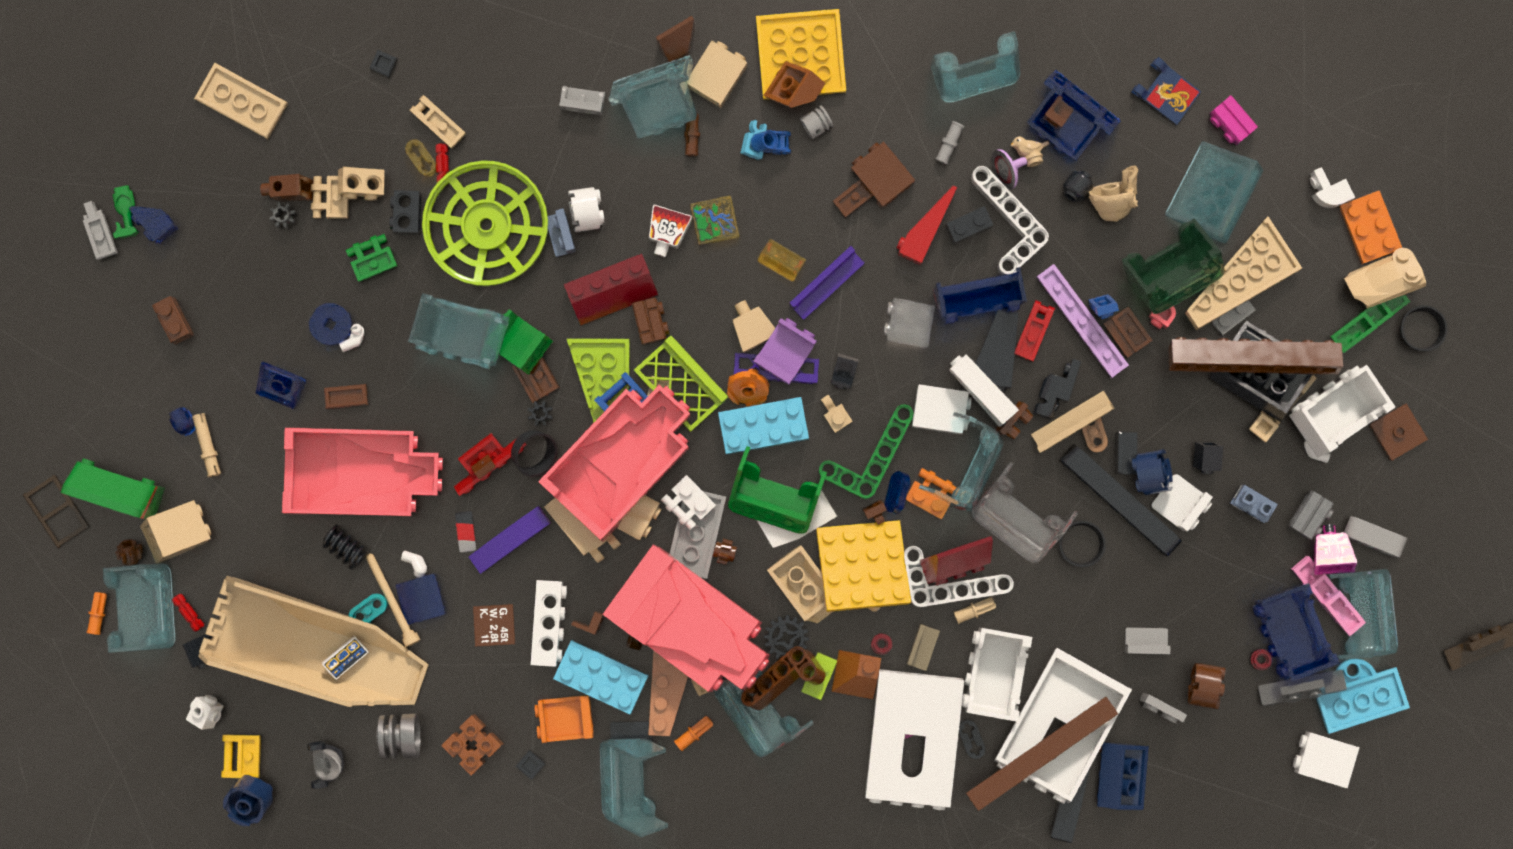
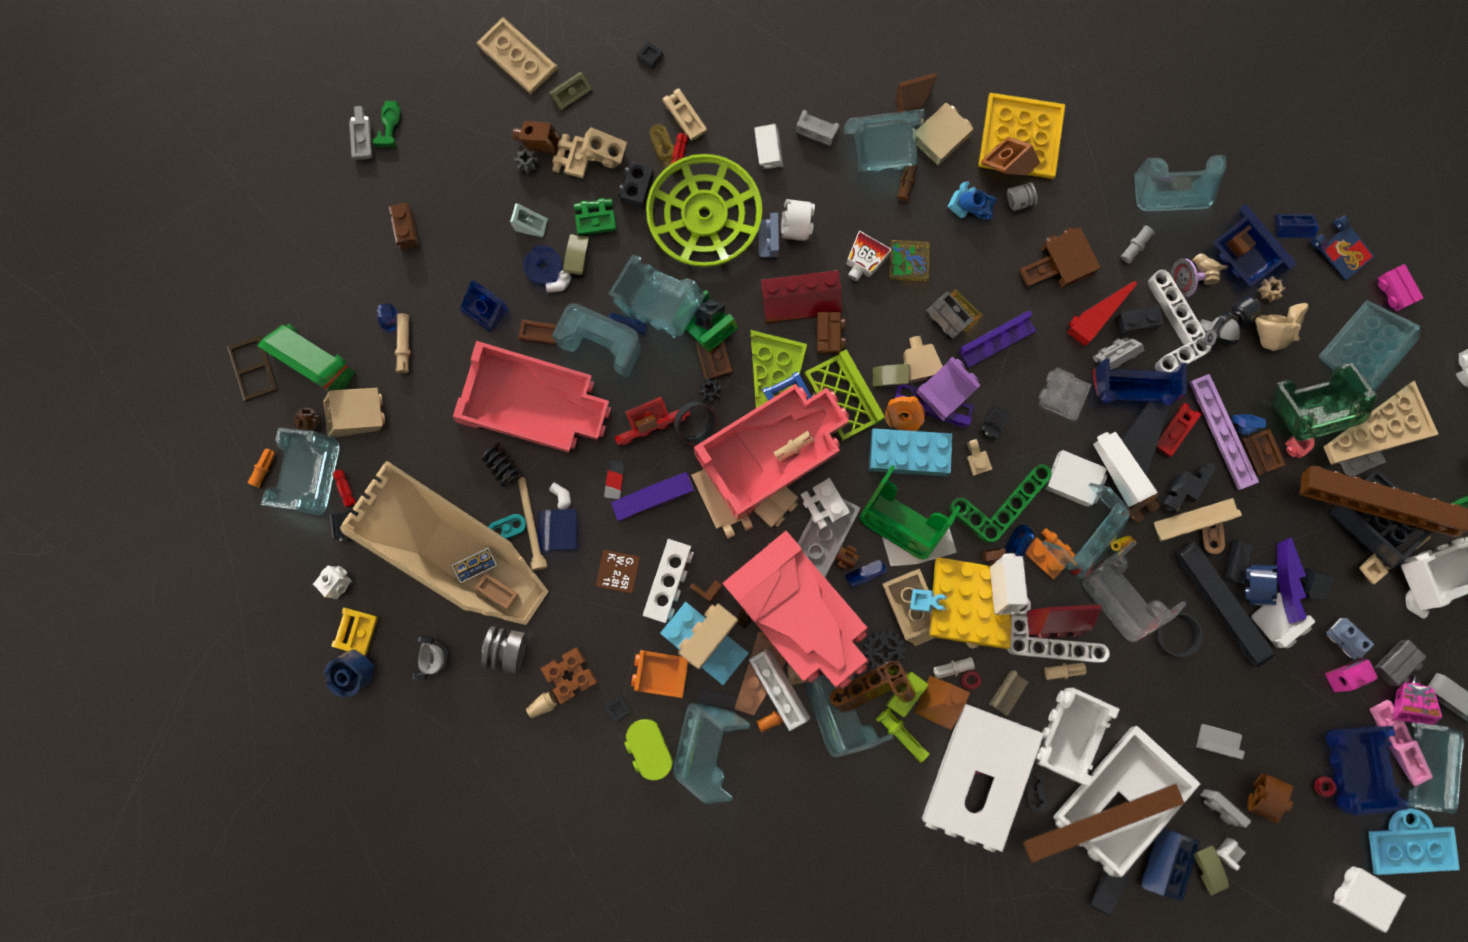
camera: 10 degrees right, 5 degrees down
(155, 222) = (413, 138): clear blue slope -> none
(303, 281) = (528, 221): none -> light aqua slope
(309, 125) = (570, 90): none -> olive slope
(362, 304) = (576, 254): none -> olive slope
(375, 678) = (496, 591): none -> medium nougat tile
(385, 379) = (580, 323): none -> clear light blue windscreen
(434, 364) = (635, 324): none -> clear blue axle
(453, 780) = (544, 703): none -> tan cone
(517, 332) = (708, 312): none -> black bracket
(536, 134) = (768, 146): none -> white hinge
(572, 798) = (649, 749): none -> lime brick
(601, 671) = (707, 635): none -> tan piece
(641, 452) = (794, 446): none -> tan pin
(689, 703) = (779, 689): none -> white slope
(724, 350) = (891, 375): none -> olive slope
(748, 562) = (866, 573): none -> clear blue slope
(770, 270) = (949, 315): none -> flat silver brick
(813, 577) = (924, 601): none -> medium azure plate
(816, 711) = (896, 728): none -> lime pin
(861, 636) = (953, 668): none -> white axle
(893, 540) = (1008, 585): none -> white brick
(954, 266) = (1119, 352): none -> light grey plate
(999, 466) = (1122, 542): none -> light orange arm
(1056, 213) = (1222, 327): none -> cap
(1093, 157) = (1266, 292): none -> tan gear
(1112, 78) = (1296, 225): none -> clear blue slope
(1166, 772) = (1214, 873): none -> olive slope
(1179, 452) = (1290, 587): none -> dark purple slope
(1180, 750) = (1230, 853): none -> white panel
(1263, 541) = (1355, 674): none -> dark pink torso
(1305, 687) = (1354, 825): dark grey bracket -> none

